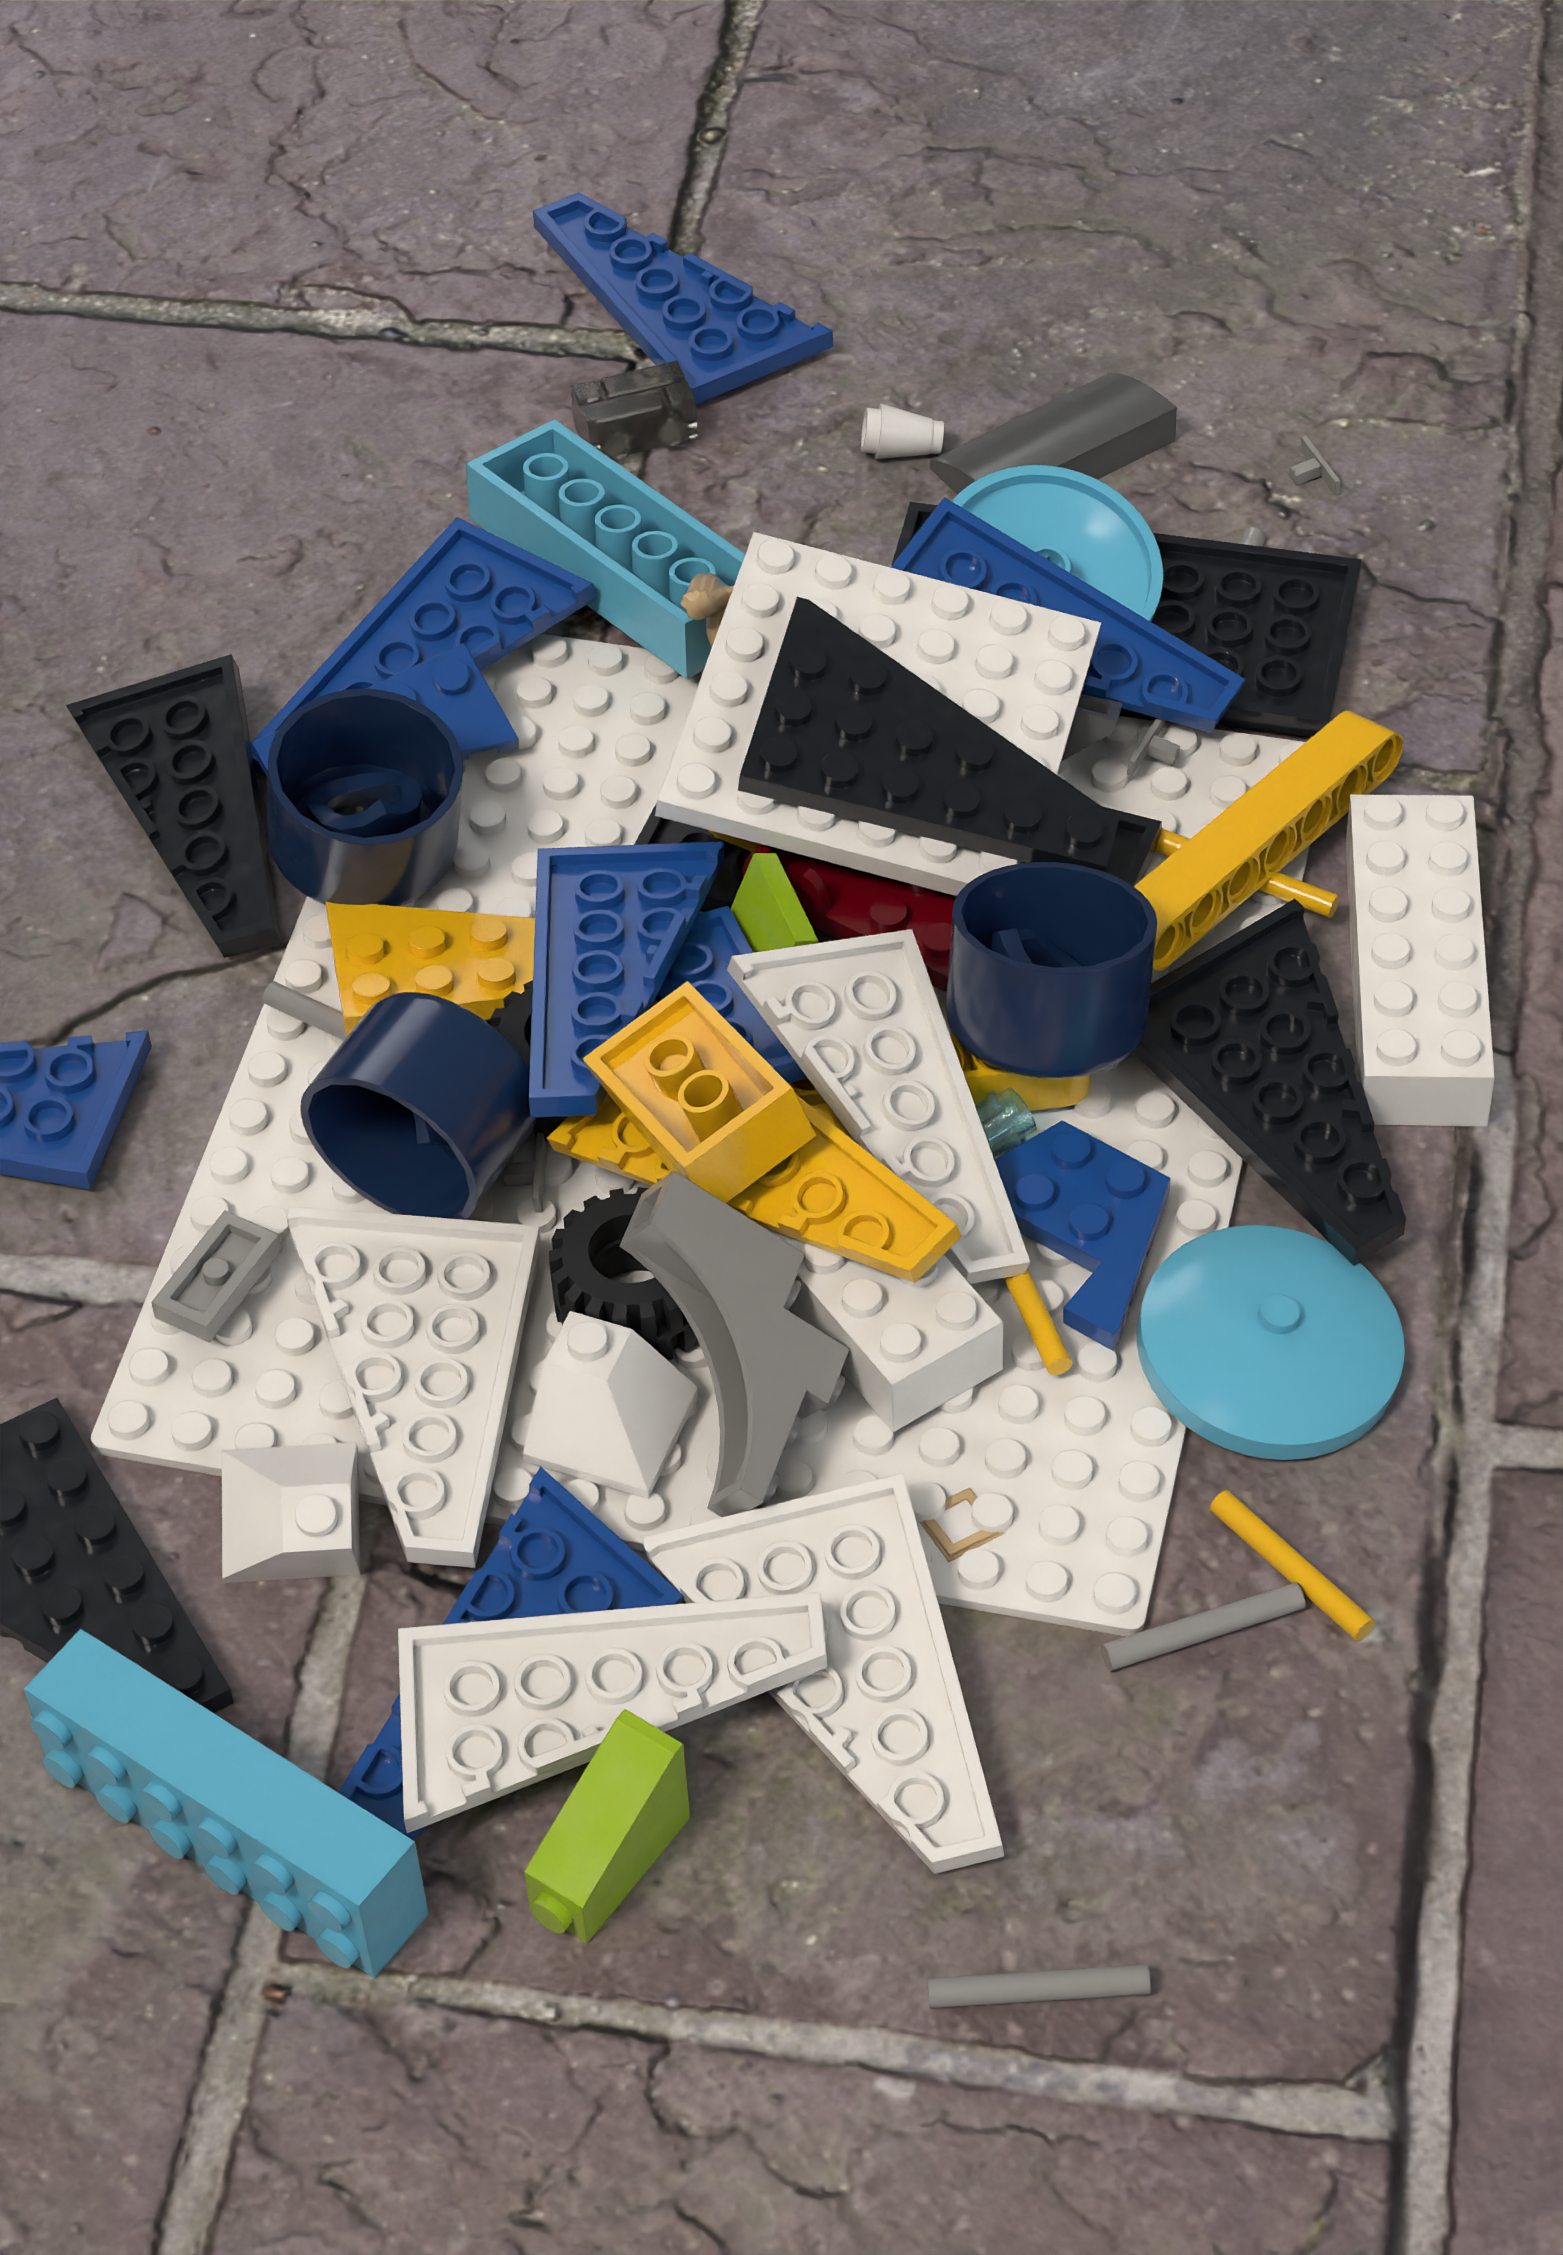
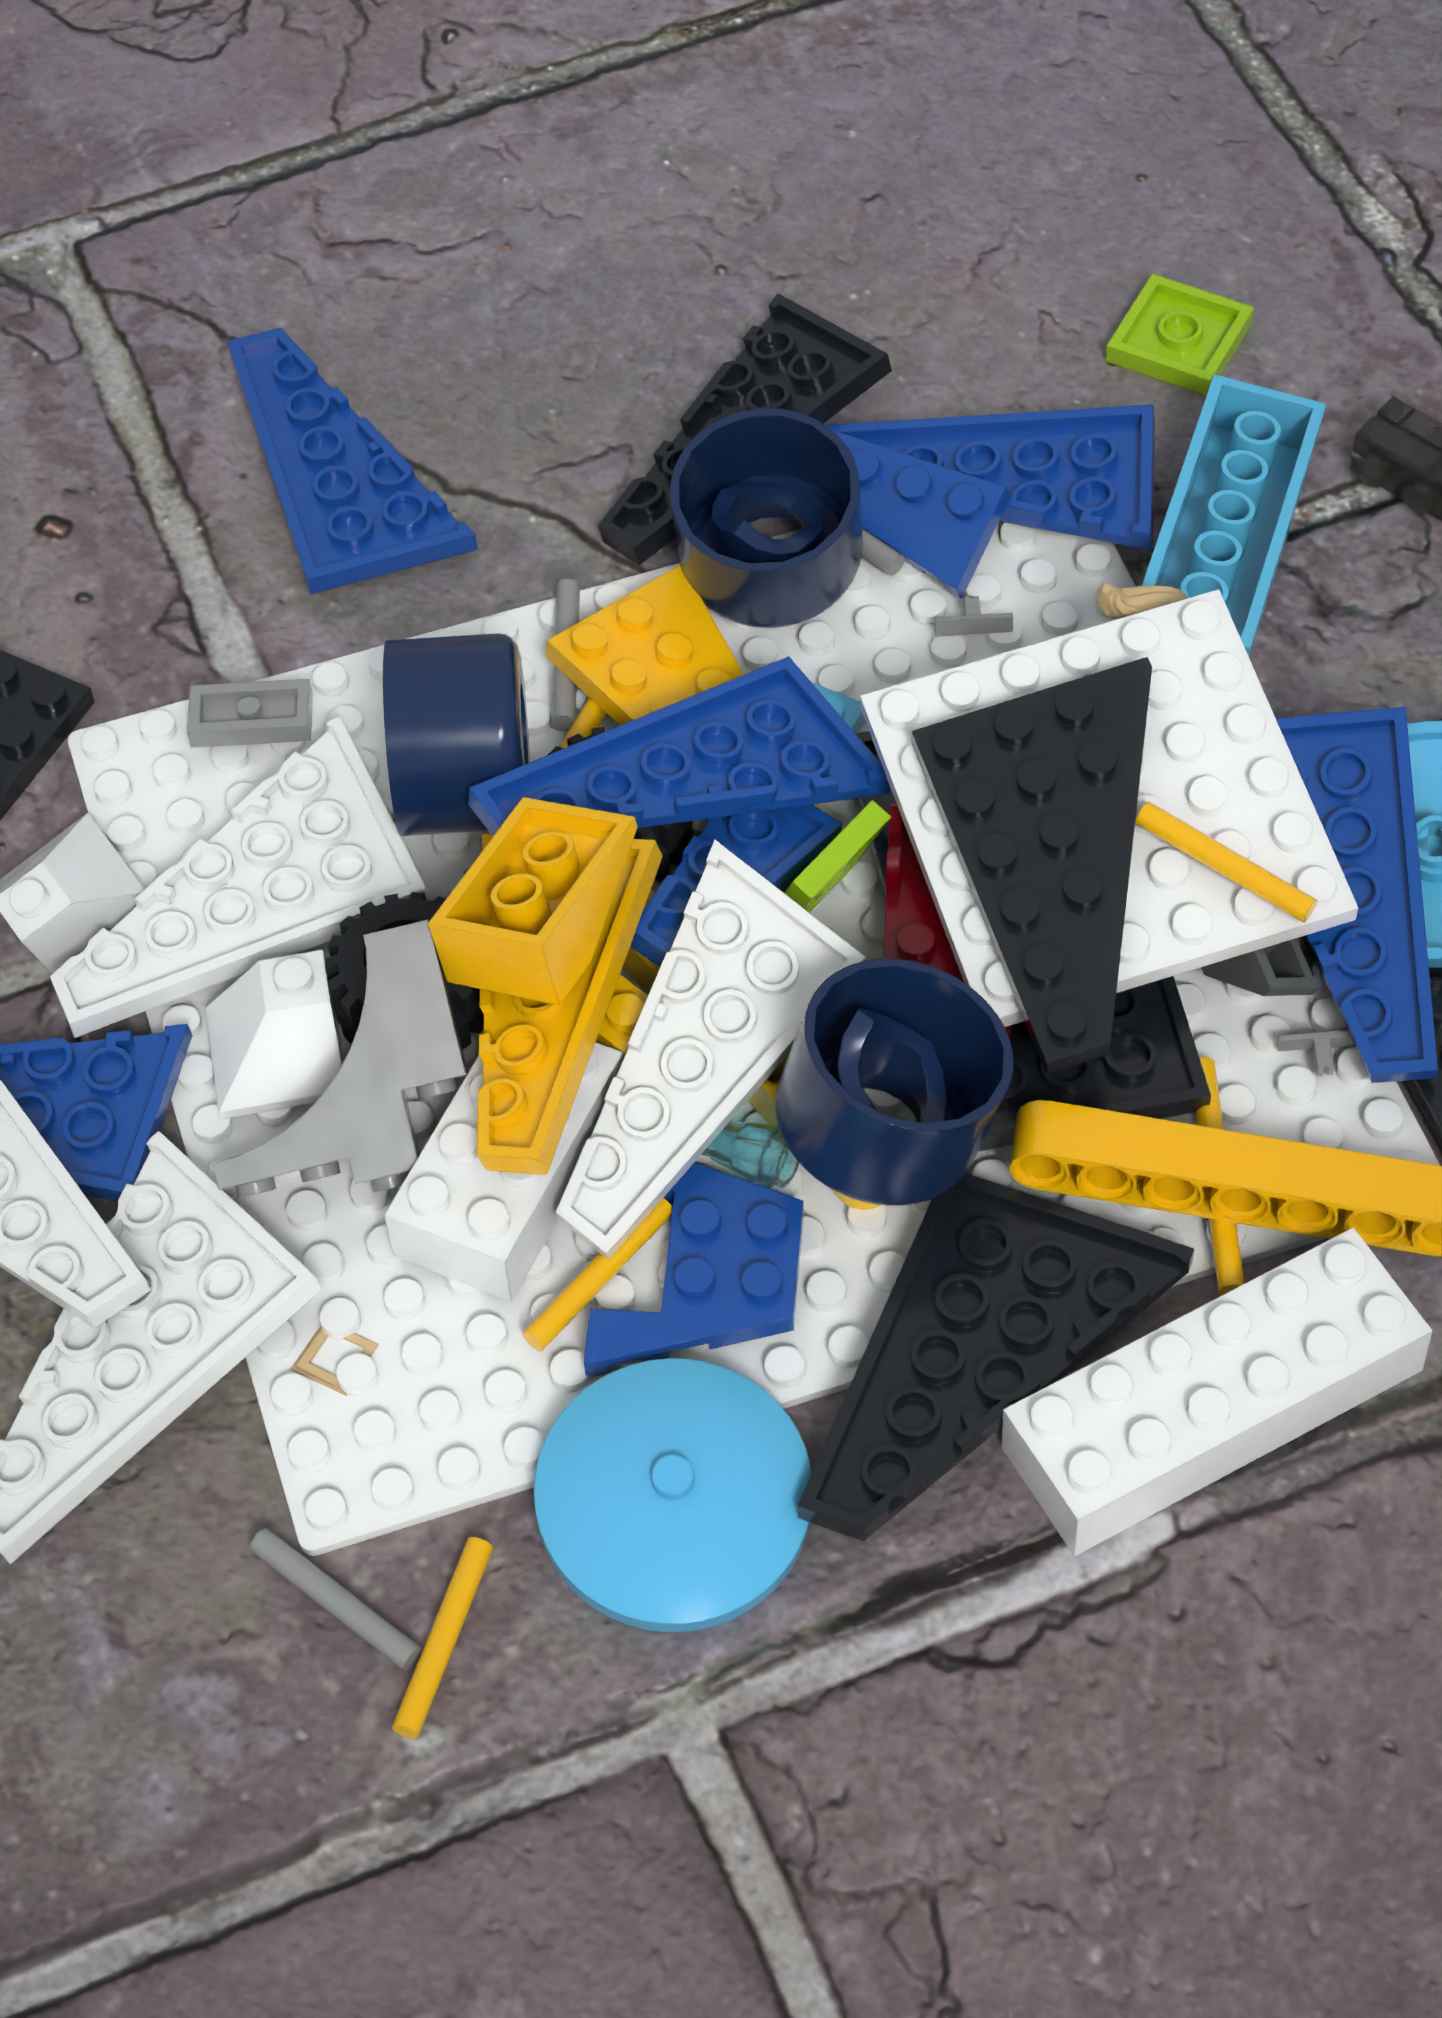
camera: 60 degrees right, 5 degrees up
(356, 488) = (1179, 334): none -> lime tile
(553, 748) = (973, 621): none -> light grey piece
(1014, 663) = (1226, 862): none -> yellow bar

